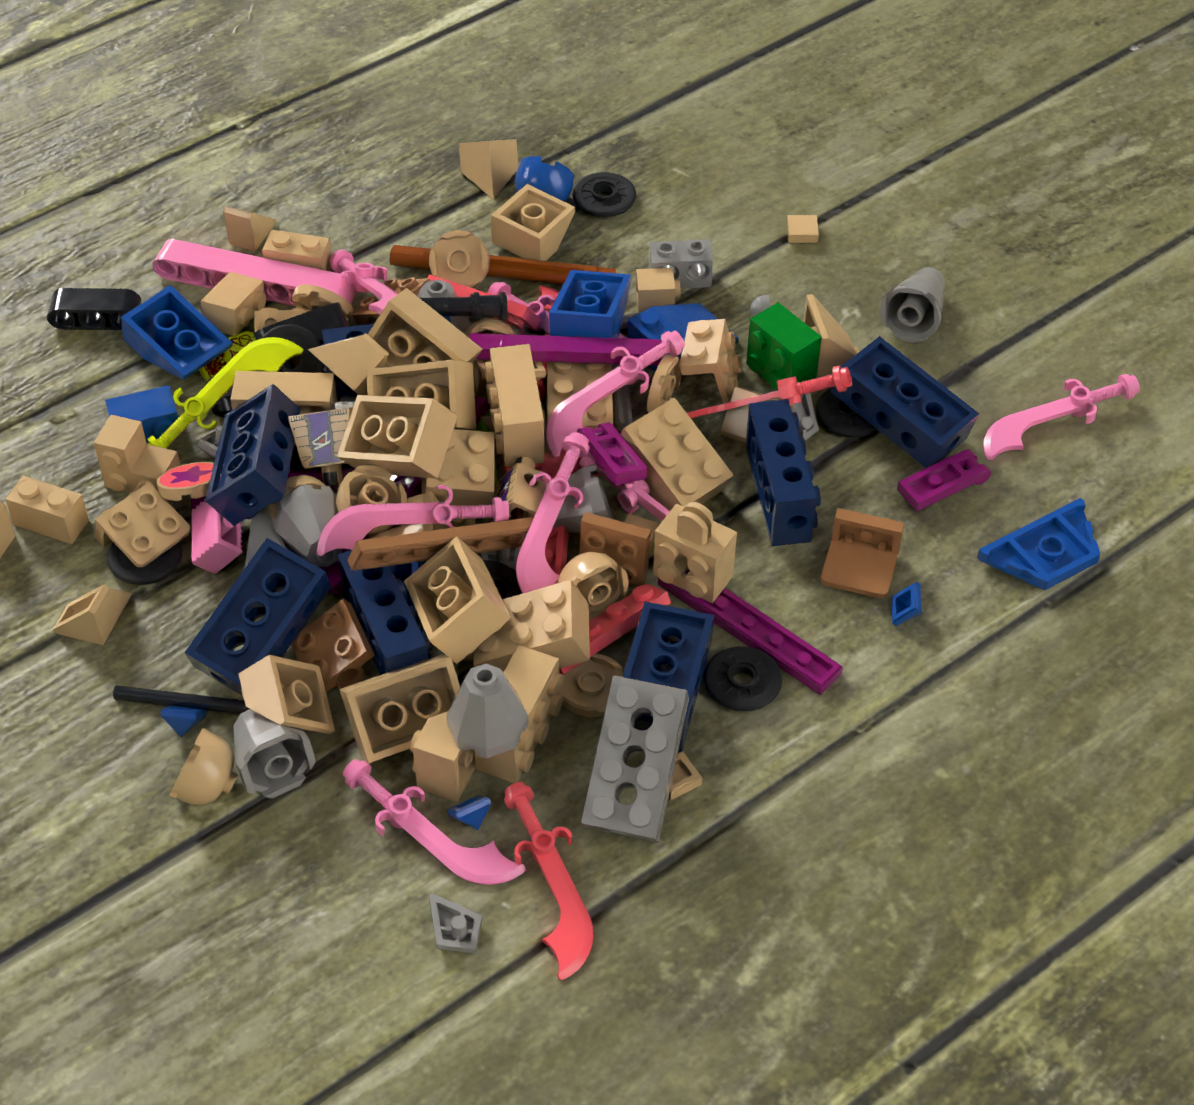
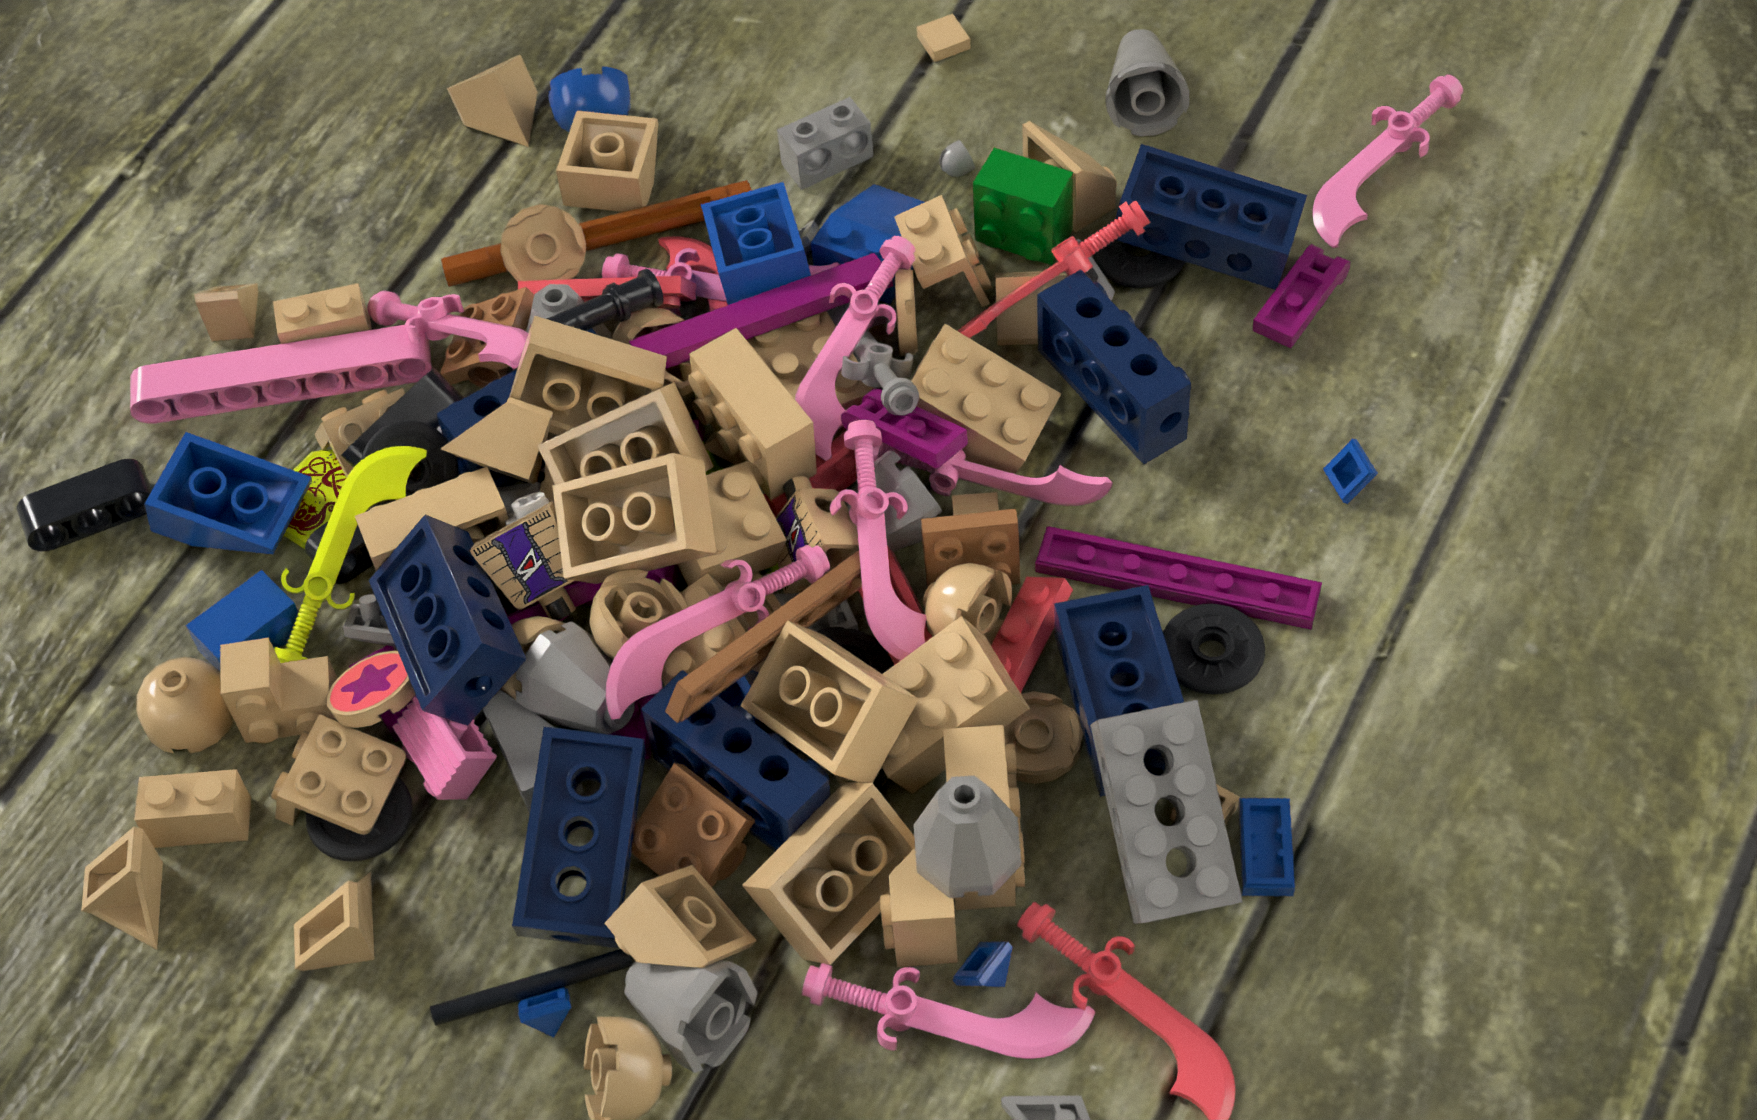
camera: 20 degrees left, 5 degrees up
(73, 449) = (183, 705): none -> tan cylinder
(233, 302) = (278, 420): tan brick -> none
(315, 297) = (394, 373): tan tile -> none
(619, 411) = (881, 370): none -> light grey sword
(621, 198) = (693, 93): black wheel -> none
(656, 288) = (814, 187): tan brick -> none
(694, 543) = (1080, 500): tan brick -> none
(699, 816) = (1266, 847): none -> blue plate
(862, 553) = (1264, 429): medium nougat bracket -> none
(1046, 548) = (1470, 332): blue wing -> none

